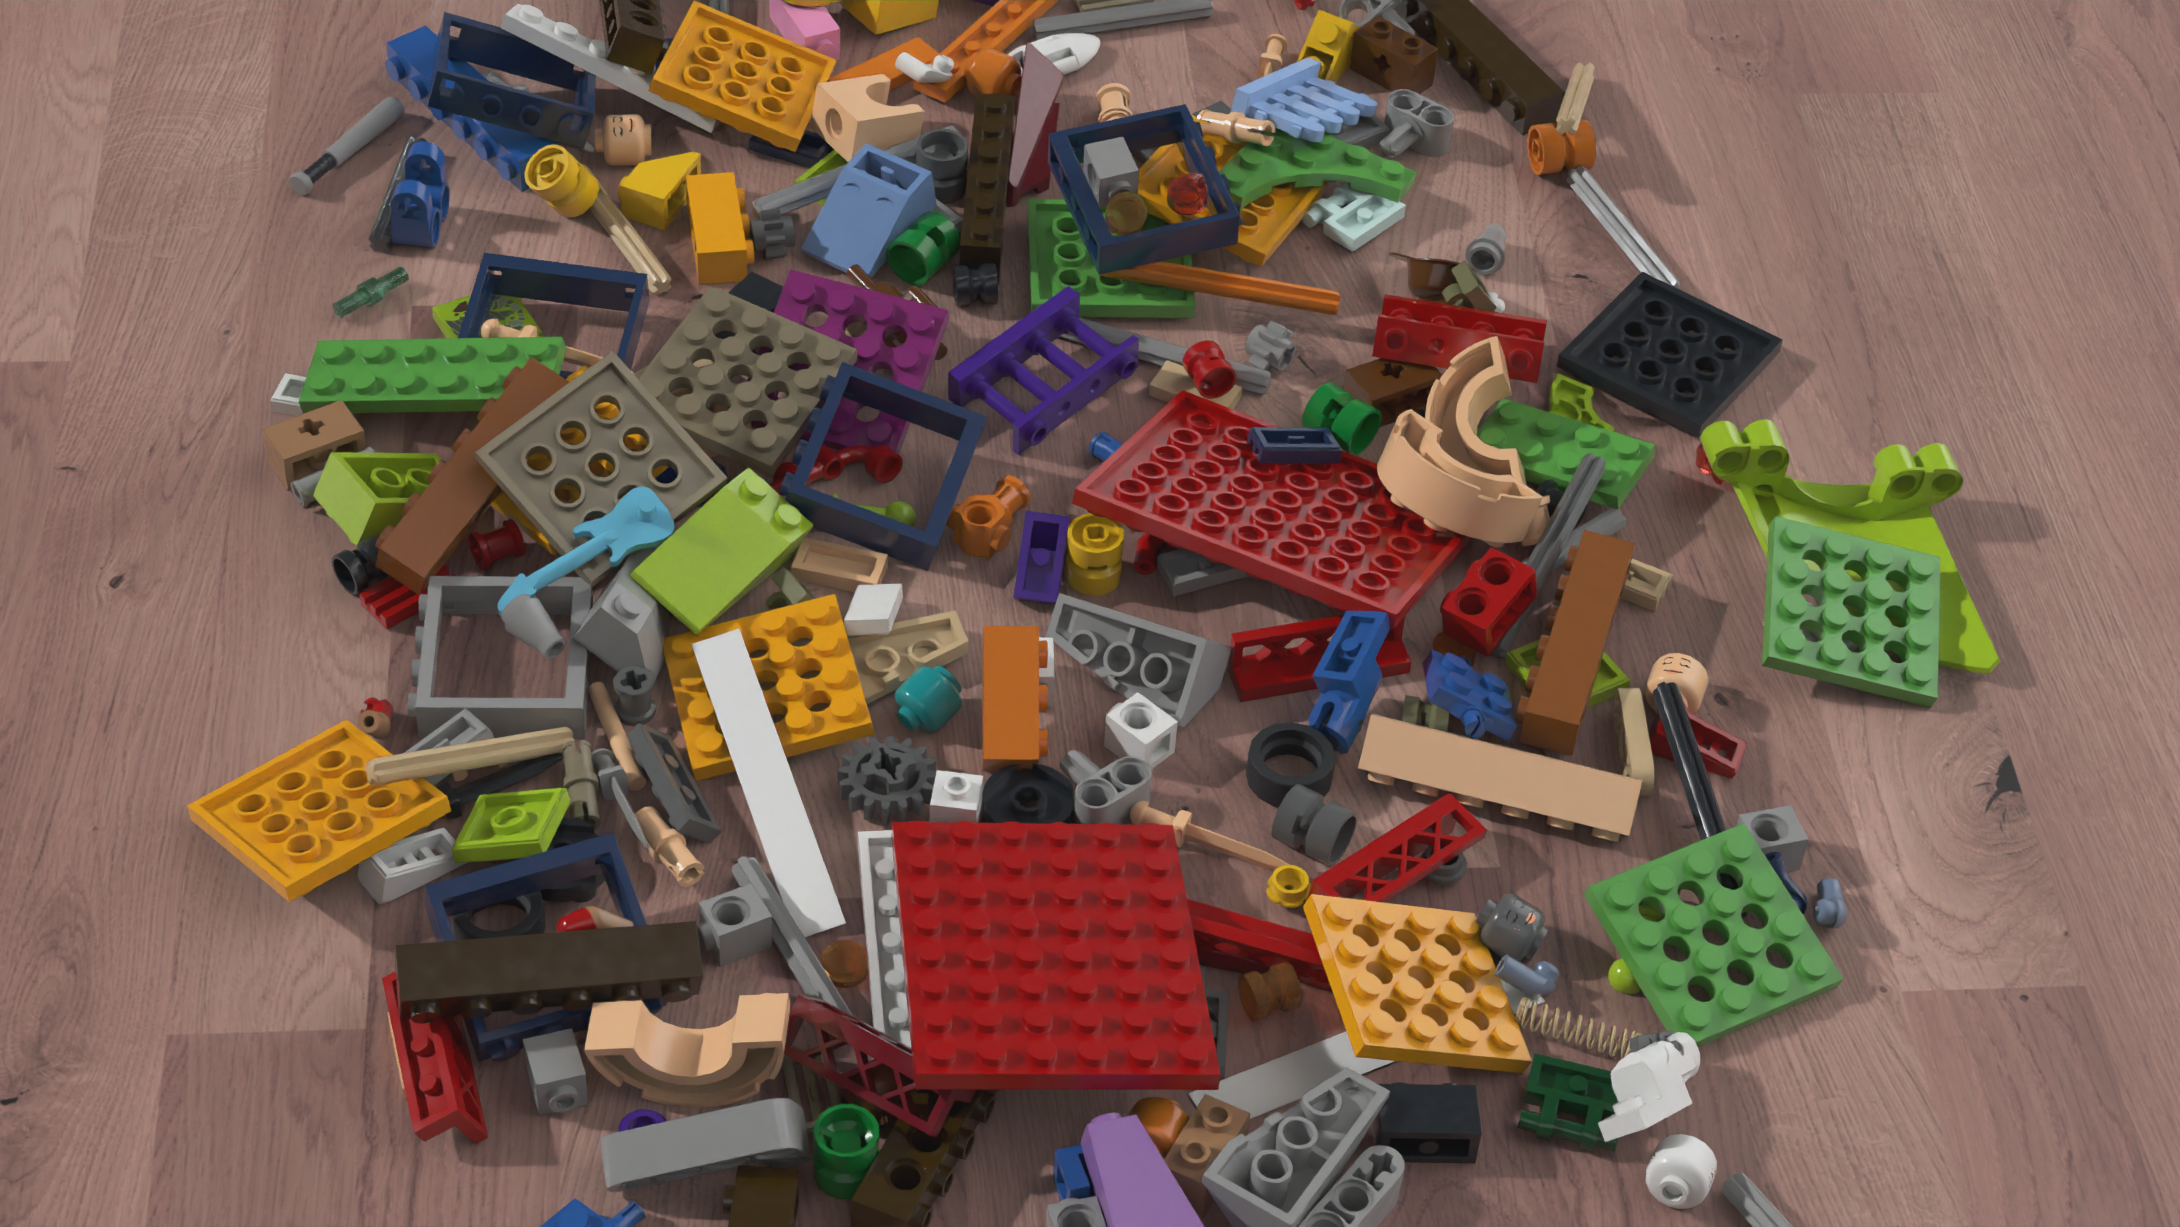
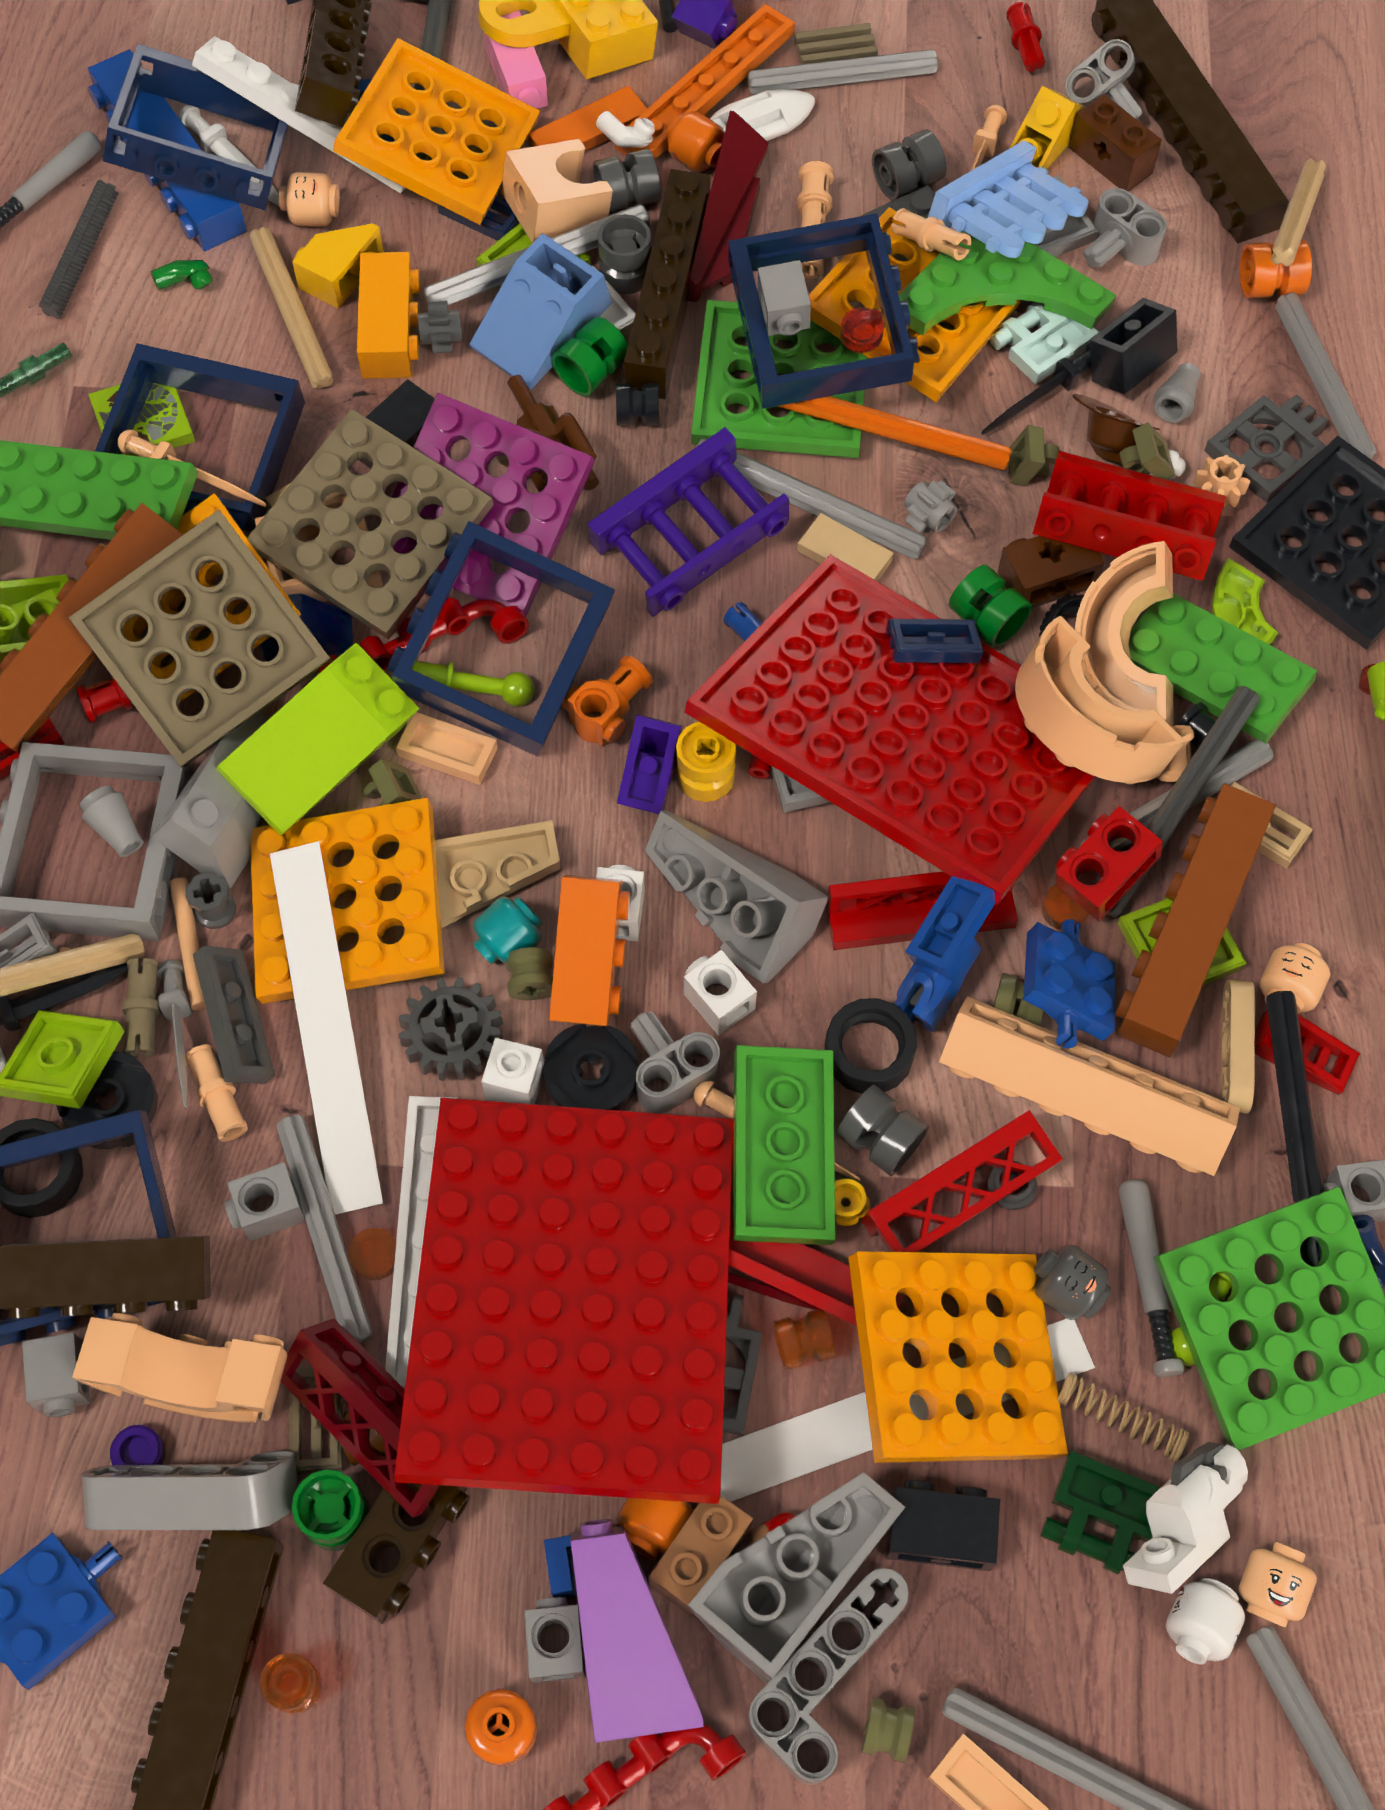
camera: 10 degrees right, 20 degrees up
(421, 199) = (99, 262): blue piece -> none
(503, 205) = (181, 270): none -> green arm
(561, 181) = (234, 251): yellow wheel -> none
(591, 918) = (102, 1220): arm -> none
(633, 525) = (225, 709): medium azure piece -> none
(873, 609) = (468, 812): white tile -> none
(942, 105) = (631, 179): none -> dark grey wheel
(956, 731) = (529, 973): none -> olive wheel
(1126, 213) = (793, 350): clear orange tile -> none
(1202, 82) = (909, 164): none -> dark grey wheel
(1209, 369) = (859, 532): red wheel -> none
(1225, 836) = (783, 1146): none -> bright green plate
(1356, 304) = (1030, 456): none -> olive tile
(1379, 242) = (1065, 374): none -> black sword
(1440, 211) = (1133, 345): none -> black brick
(1537, 981) = (1081, 1353): sand blue arm -> none
(1543, 305) = (1224, 478): none -> light nougat gear
(1582, 919) = (1144, 1245): none -> light grey piece
(1584, 271) = (1288, 425): none -> dark grey piece
(1742, 1138) = (1277, 1584): none -> light nougat head

